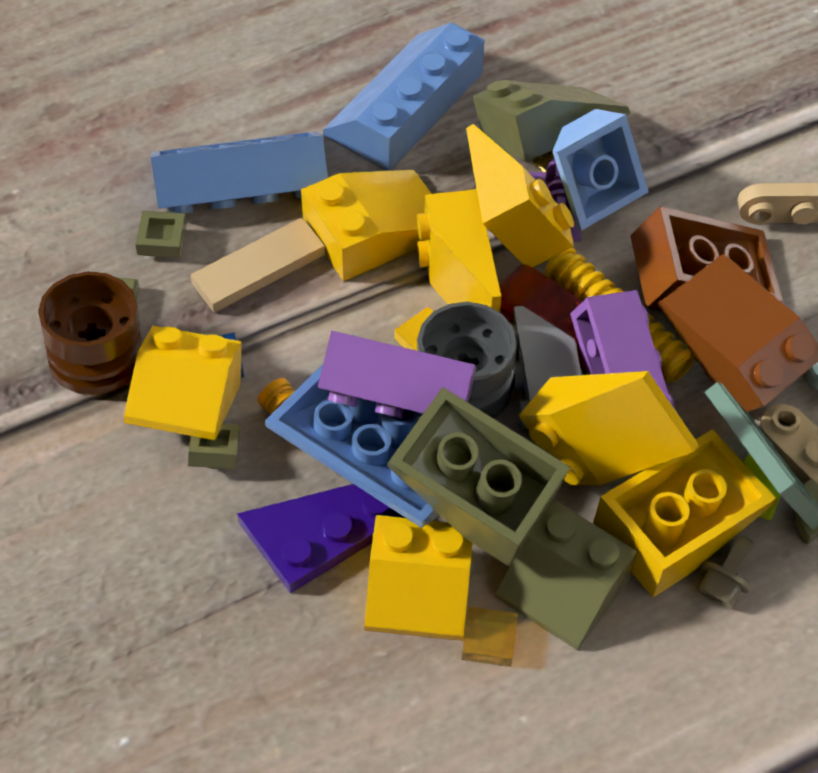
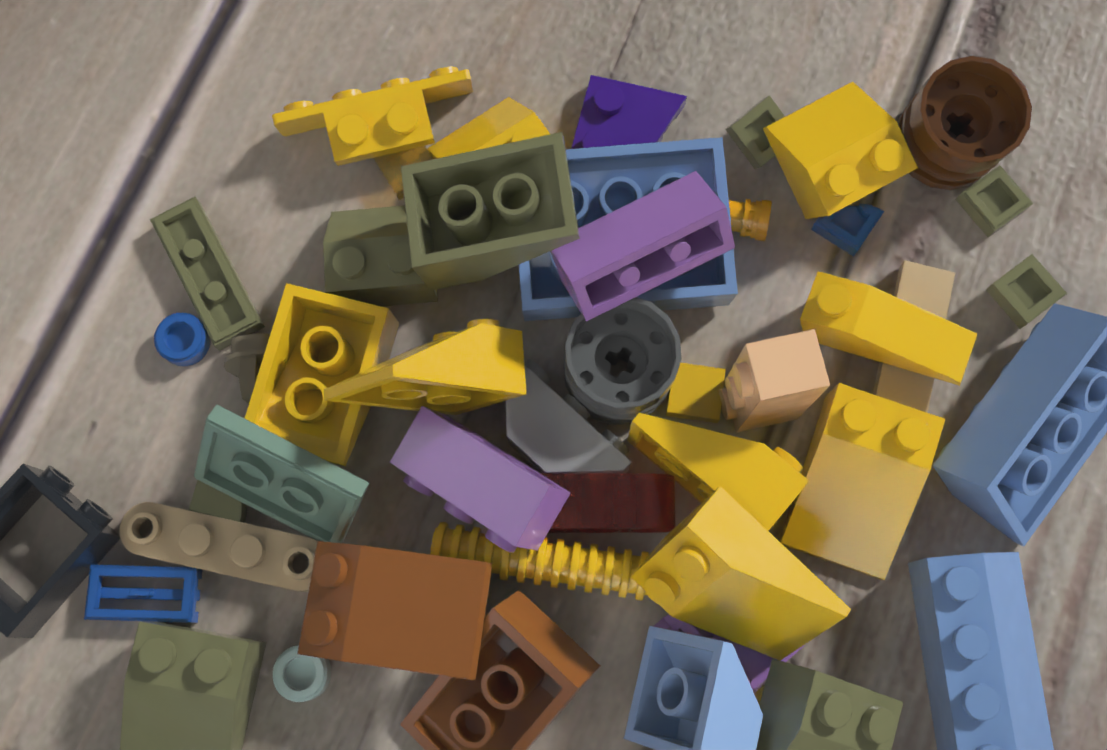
camera: 145 degrees right, 20 degrees up
(278, 269) = (886, 329): none -> yellow slope
(387, 266) = (774, 381): none -> light nougat brick
(486, 677) = (377, 120): none -> yellow bracket
(714, 678) = (207, 273): none -> olive tile
(770, 640) = (182, 339): none -> blue tile

